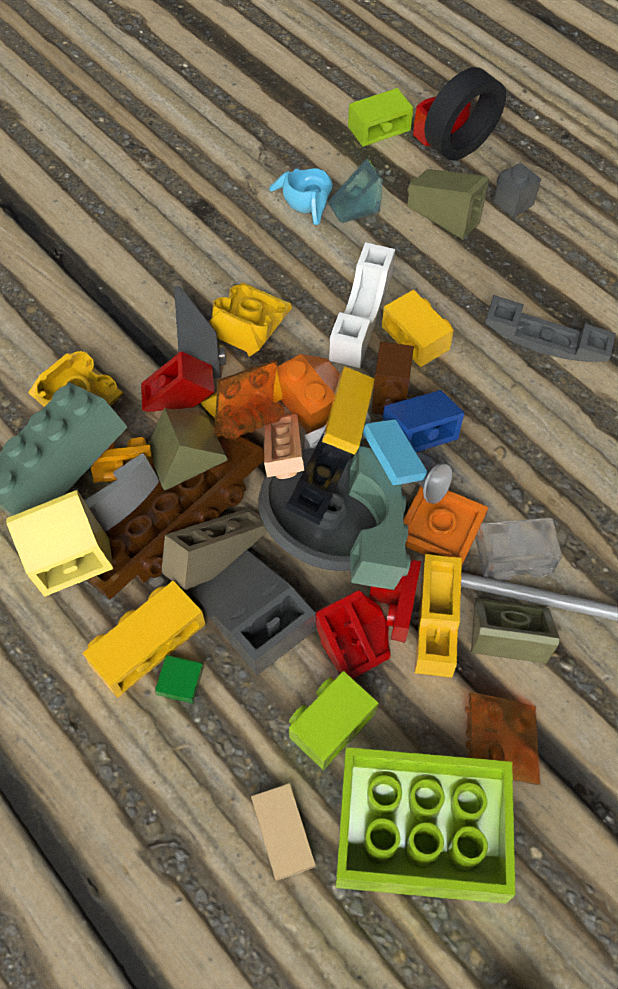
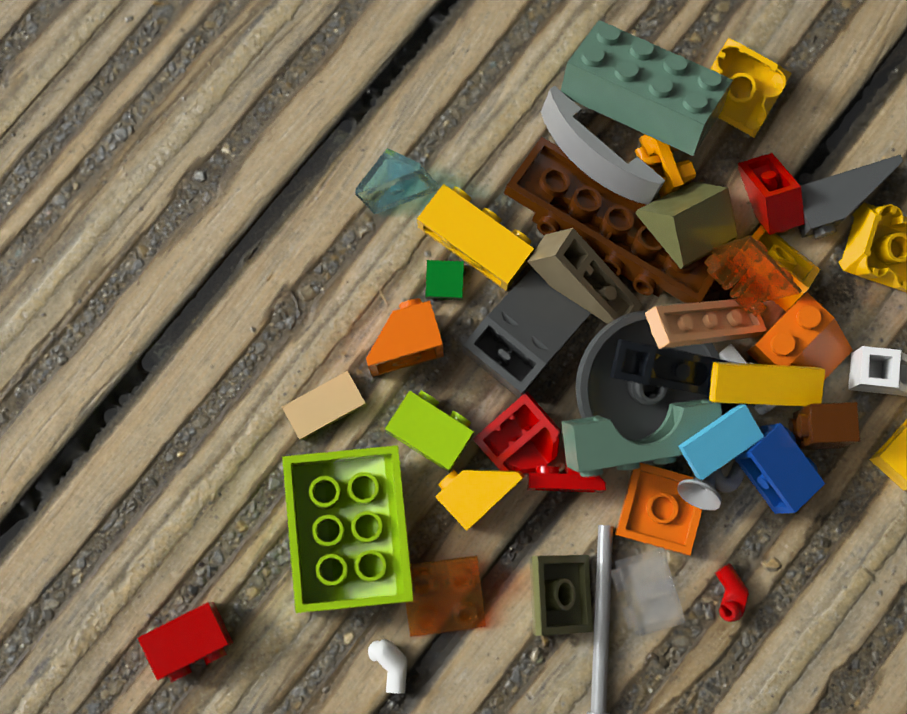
camera: 80 degrees right, 20 degrees up
(60, 543) = (543, 131): light yellow slope -> none
(63, 703) = (394, 182): none -> clear light blue slope
(231, 716) = (406, 339): none -> orange slope
(404, 683) = (475, 492): none -> yellow slope
(439, 616) = (558, 517): yellow slope -> none
(526, 483) = (735, 594): none -> red arm
(567, 805) = (393, 661): none -> white arm

